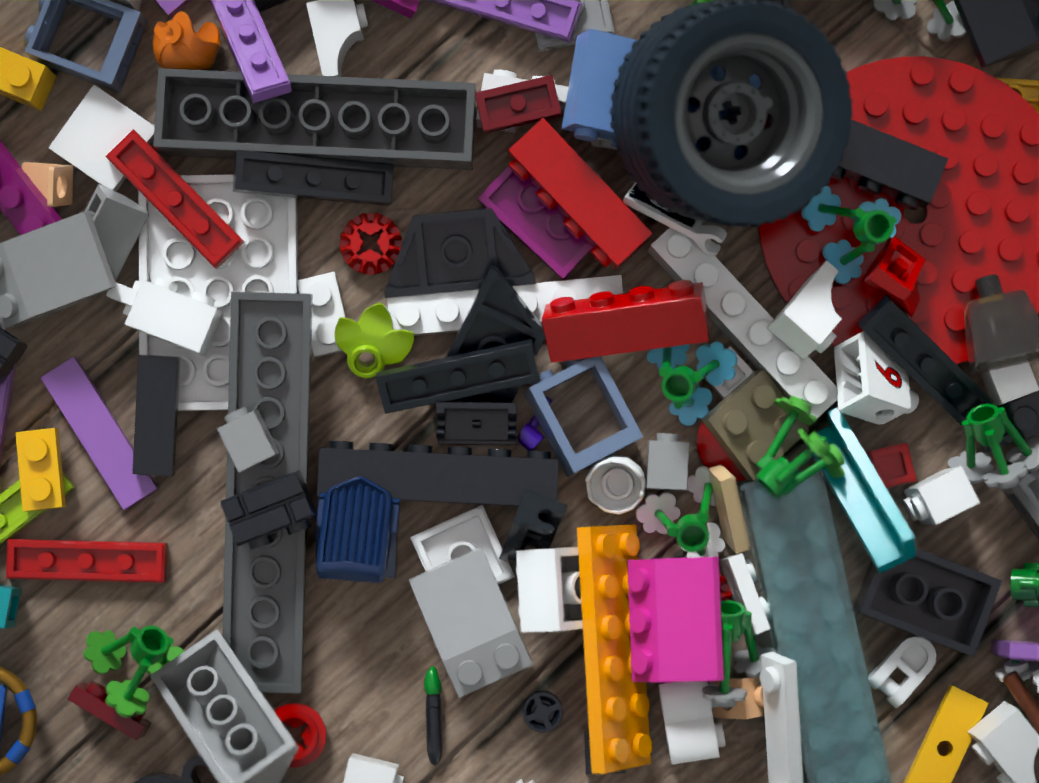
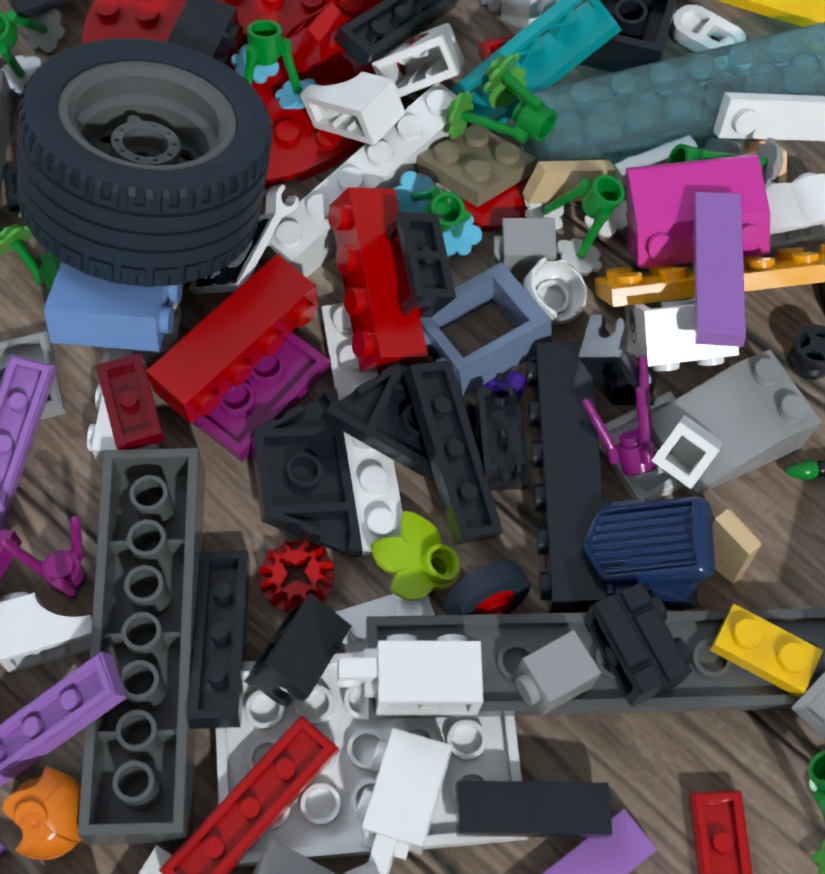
camera: 100 degrees left, 20 degrees down
(251, 329) = (418, 675): none -> white hinge
(264, 616) = (766, 650): none -> yellow plate
(295, 240) = (299, 652): none -> black hinge
(330, 395) = (489, 590): none -> black wheel
(353, 600) = (733, 546): none -> tan tile
(386, 50) = (62, 567): none -> magenta plant
(430, 572) = (687, 451): none -> white brick
(452, 533) = (637, 445): none -> magenta plant
(592, 620) = (719, 270): none -> medium lavender tile
(624, 360) = (424, 262): none -> black hinge

